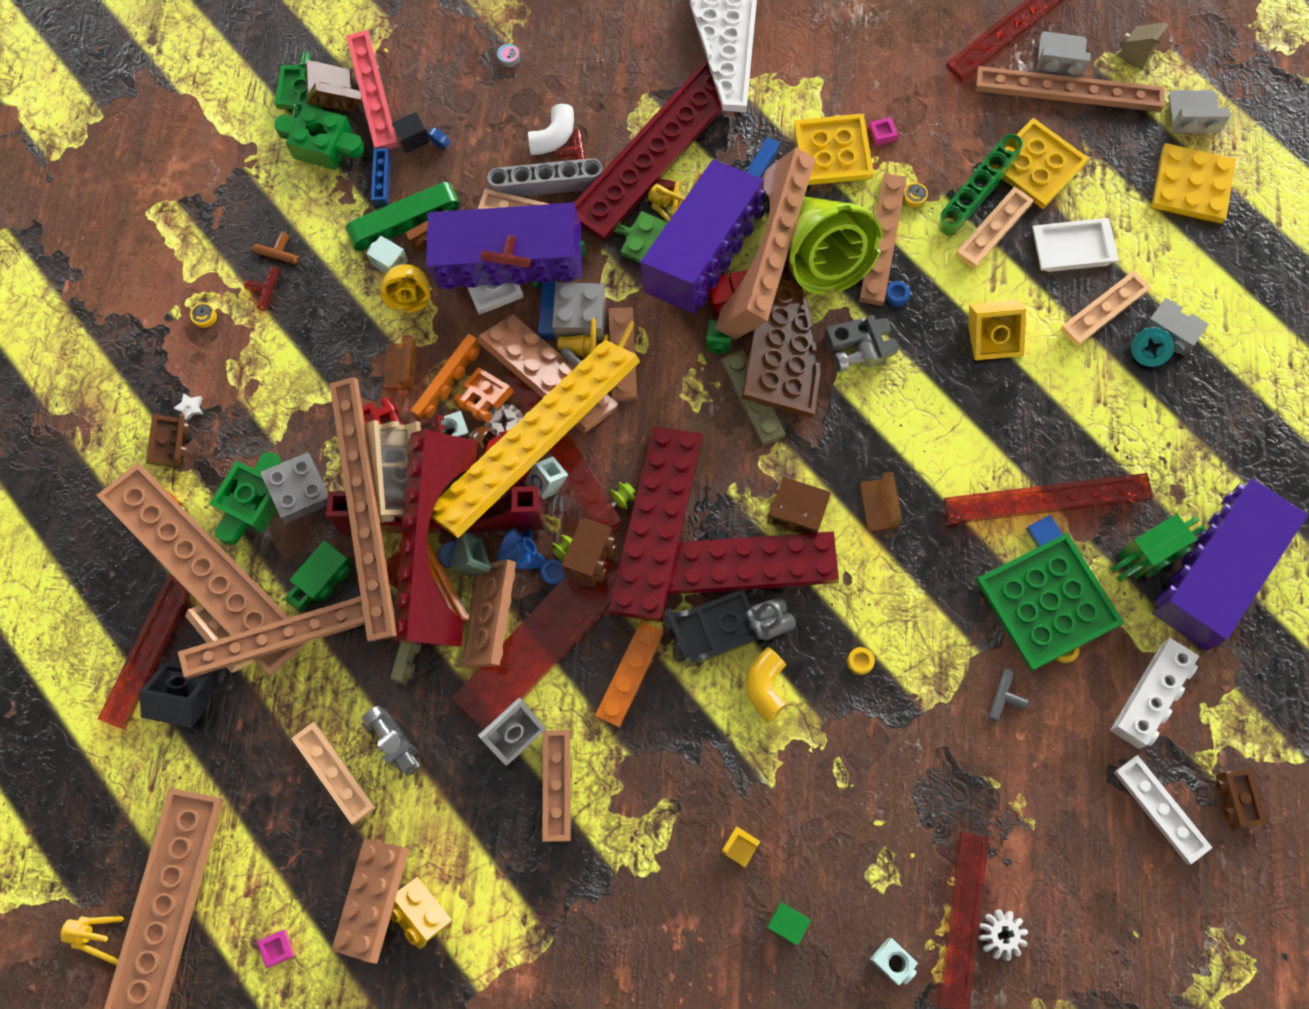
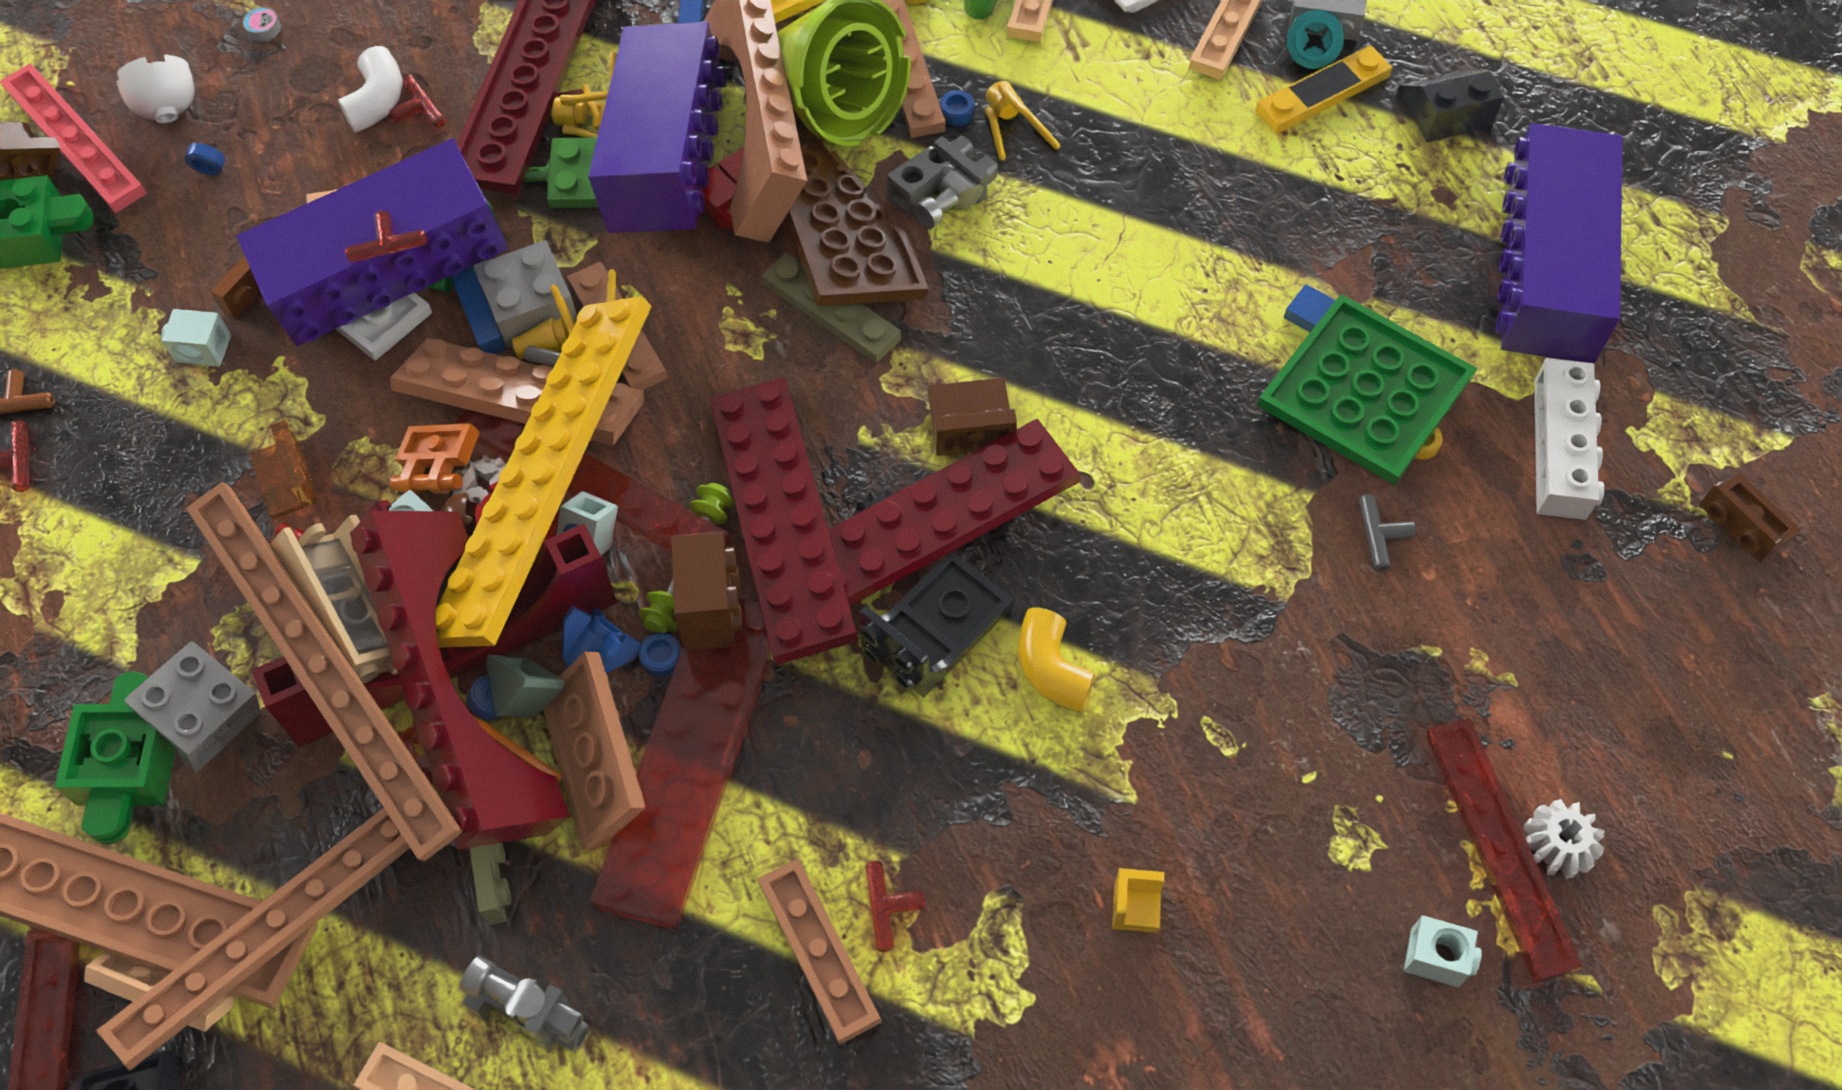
camera: 30 degrees left, 10 degrees down
(318, 577) = (288, 821): green brick -> none
(381, 177) = (138, 242): blue piece -> none
(401, 216) = (185, 281): green beam -> none
(405, 288) = (245, 365): yellow cylinder -> none
(411, 132) = (159, 164): black panel -> none
(430, 81) = (157, 88): none -> white cylinder
(442, 383) = (369, 449): orange plate -> none
(512, 731) = (710, 898): light grey slope -> none
(536, 173) = (388, 145): light grey beam -> none
(603, 777) = (883, 905): none -> clear red piece
(629, 674) = (847, 744): orange plate -> none
(717, 341) = (743, 254): green bracket -> none
(770, 618) = (1012, 567): dark grey piece -> none
(788, 923) = (1265, 975): green panel -> none
(860, 661) = (1164, 575): yellow tile -> none
(881, 503) = (1080, 362): clear orange panel -> none
(928, 305) = (1006, 104): none -> yellow plant
(997, 329) = (1111, 96): yellow slope -> none
(1048, 498) = (1288, 268): clear red plate -> none
(1141, 382) = (1323, 89): none -> yellow plate
(1157, 548) = (1464, 260): green brick -> none
(1163, 810) = (1665, 577): white plate -> none
(1219, 430) = (1453, 103): none -> black slope

